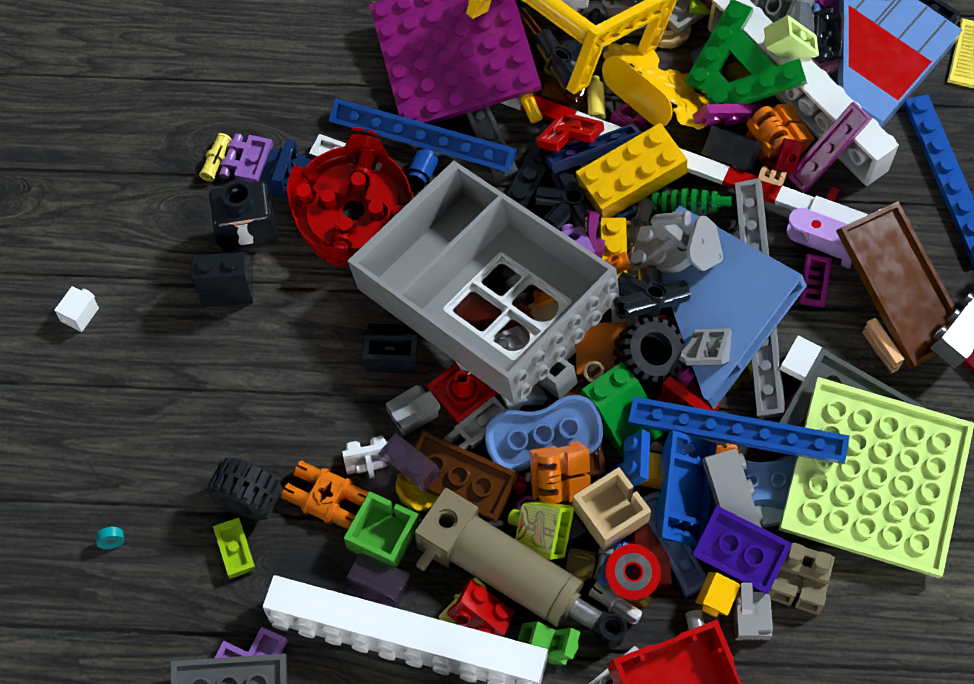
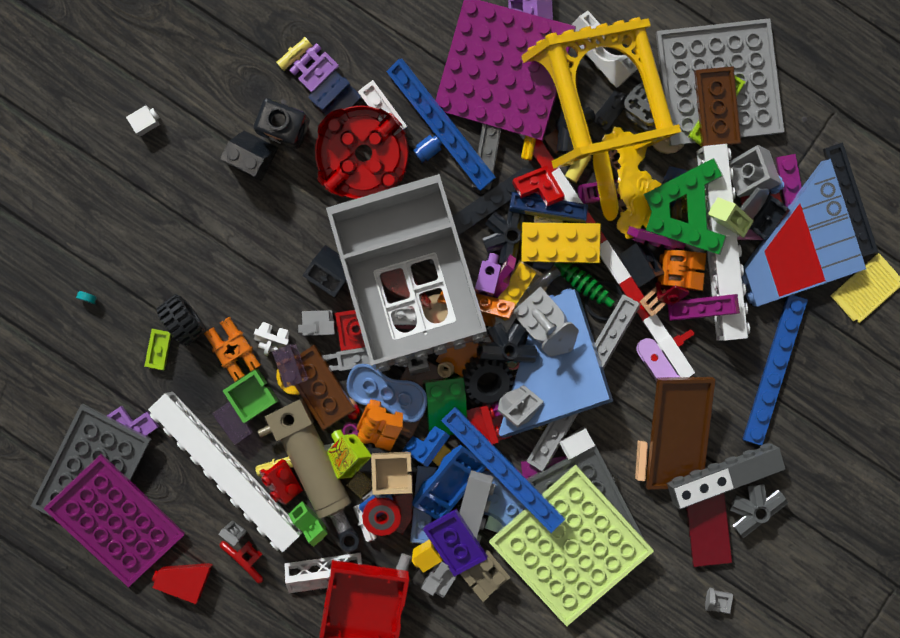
camera: 30 degrees right, 25 degrees up
(820, 262) = (626, 384): magenta slope -> none

